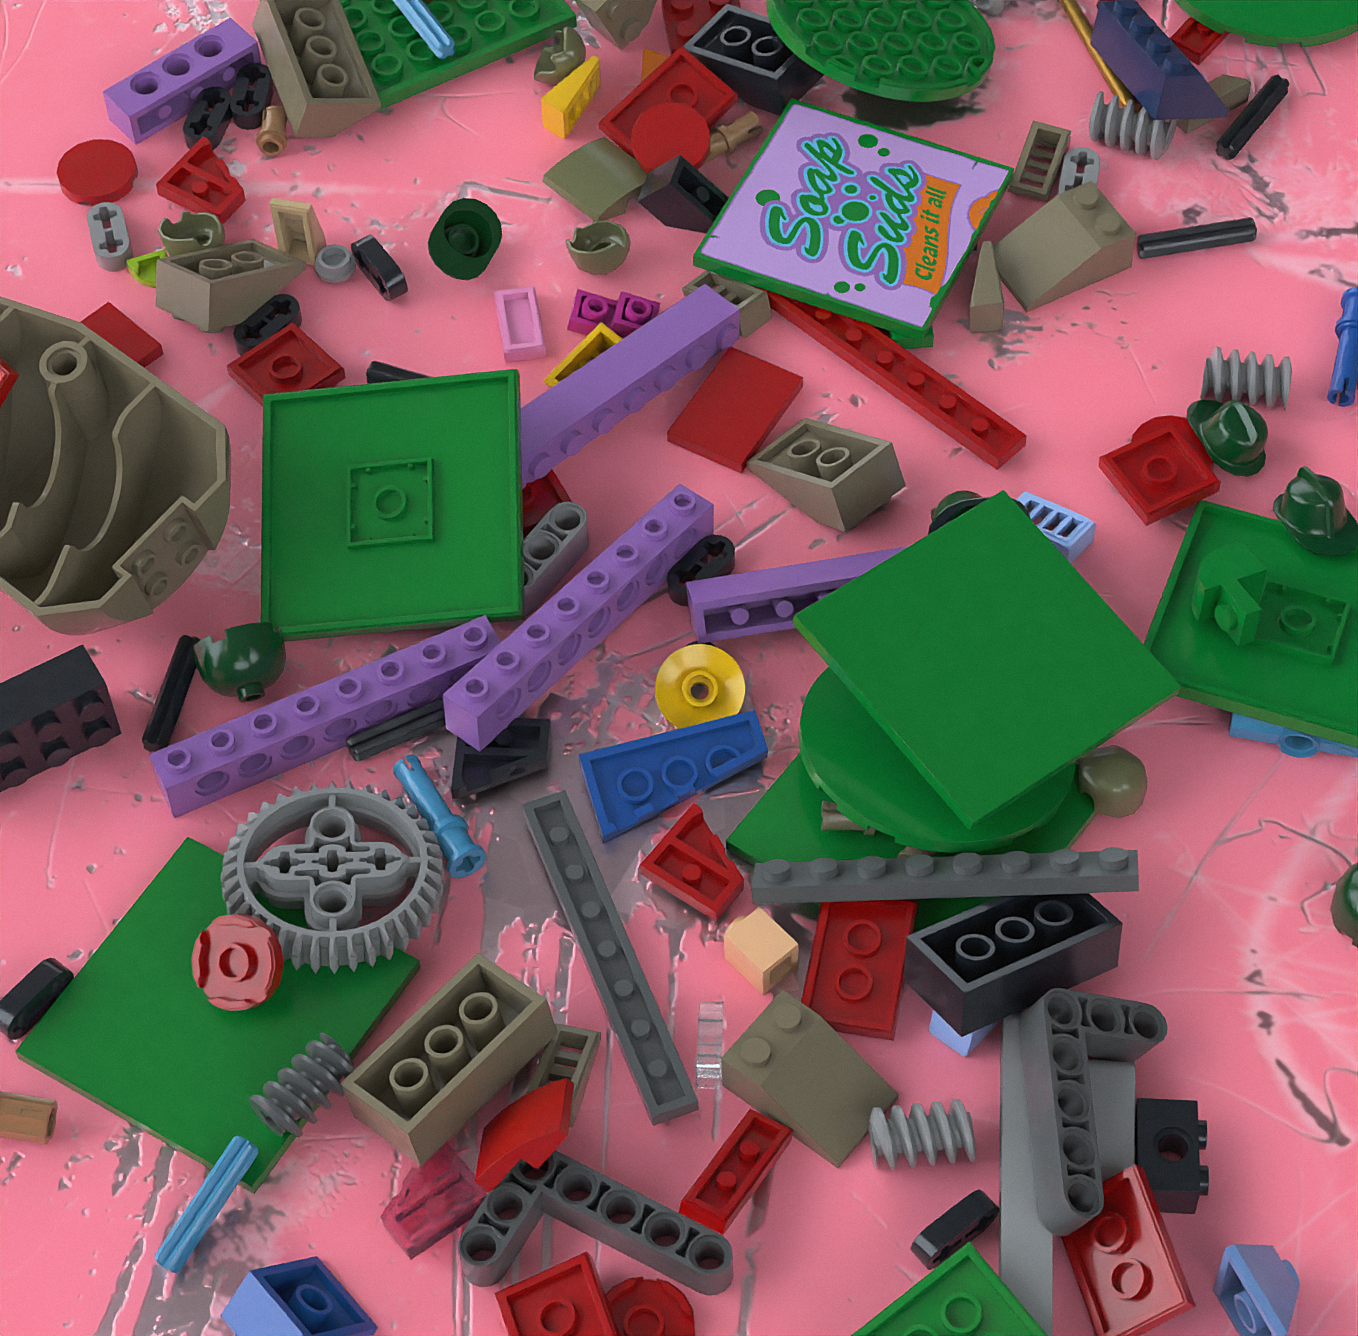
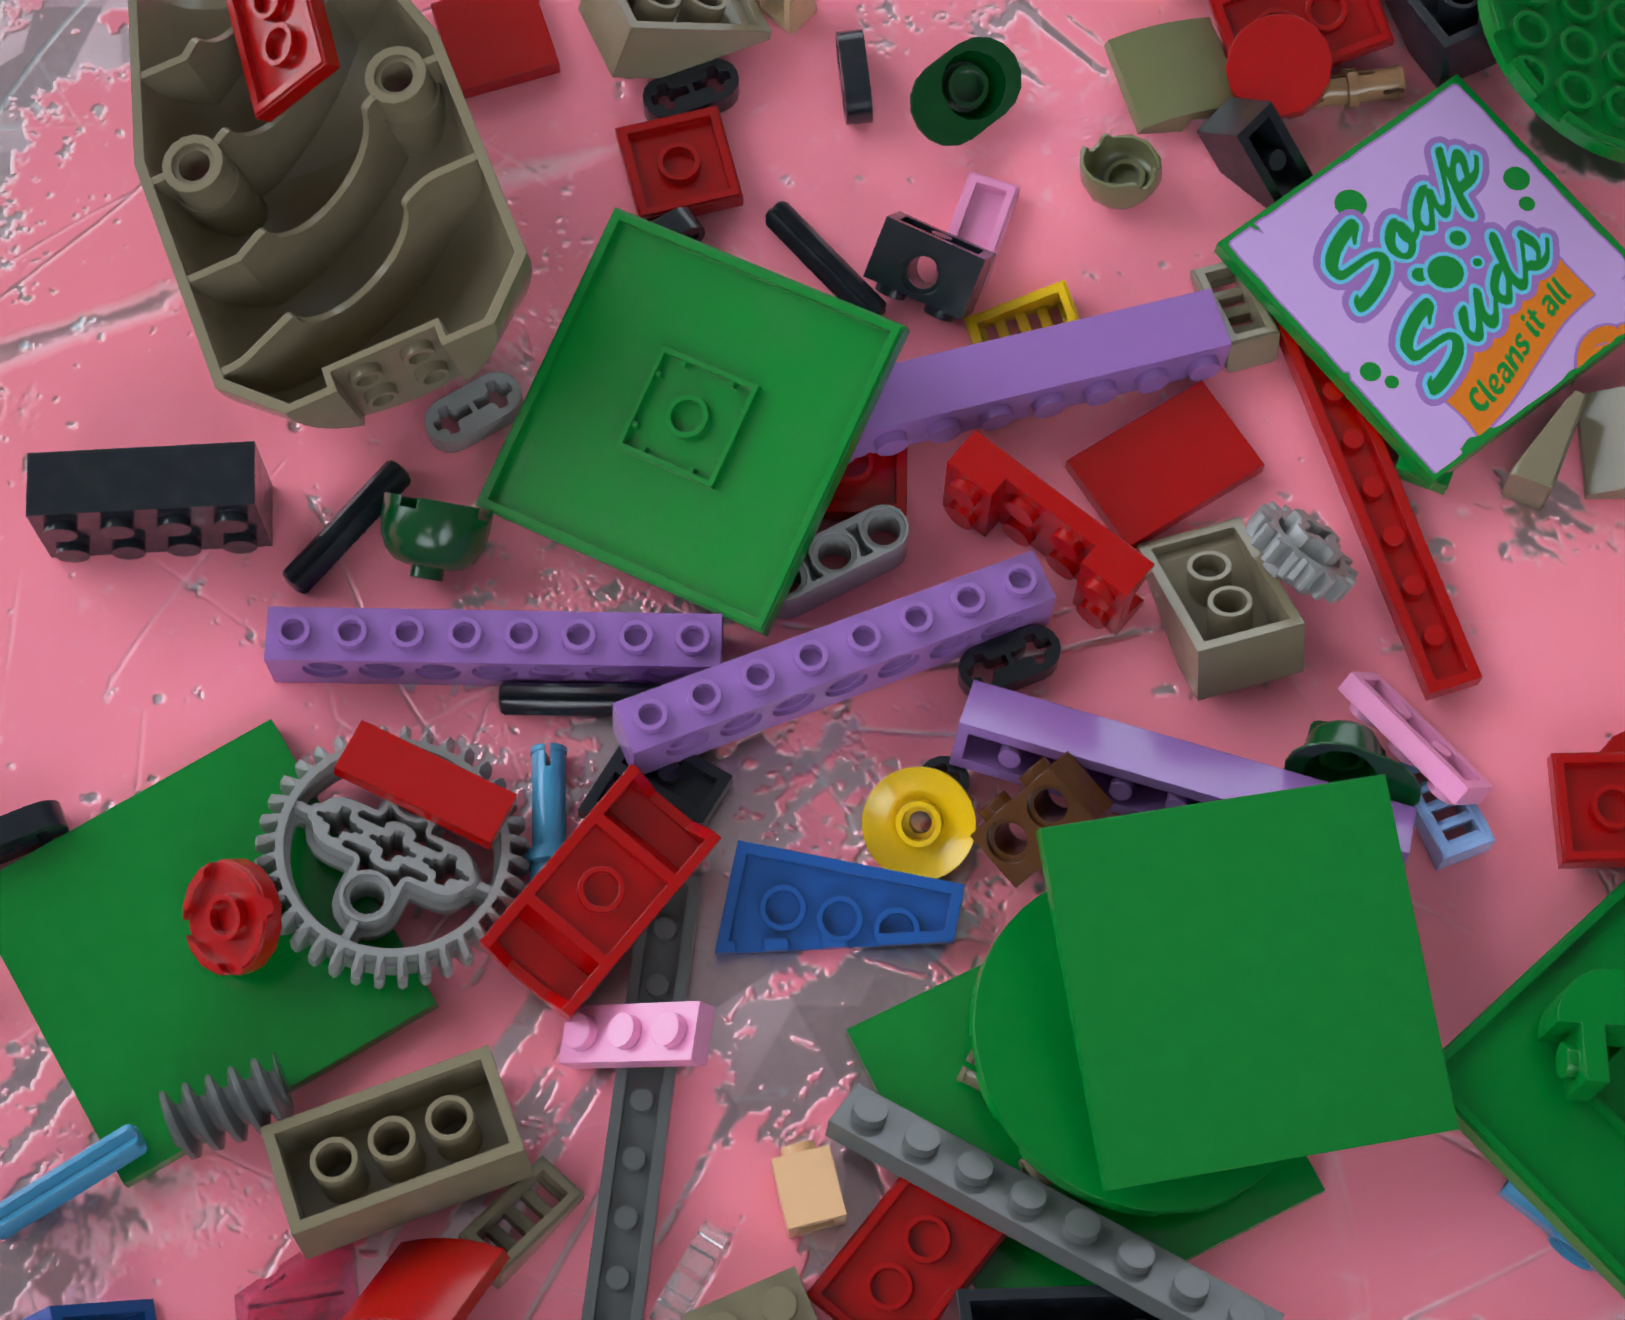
camera: 25 degrees right, 15 degrees up
(229, 585) = (473, 412): none -> light grey beam
(333, 810) = (425, 784): none -> red tile
(335, 264) = (808, 46): light grey plate -> none
(499, 828) = (598, 893): none -> red piece
(526, 341) = (960, 264): none -> black brick
(581, 901) = (638, 1035): none -> bright pink plate
(620, 316) = (1093, 275): dark pink slope -> none
(655, 460) = (993, 487): none -> red piece
(694, 866) = (795, 1043): red wing -> none
(774, 636) = (1035, 809): none -> reddish brown brick
(861, 410) = (1301, 552): none -> light grey gear
(1042, 497) = (1414, 739): none -> bright pink plate
(1113, 780) = (1325, 1190): olive hair -> none

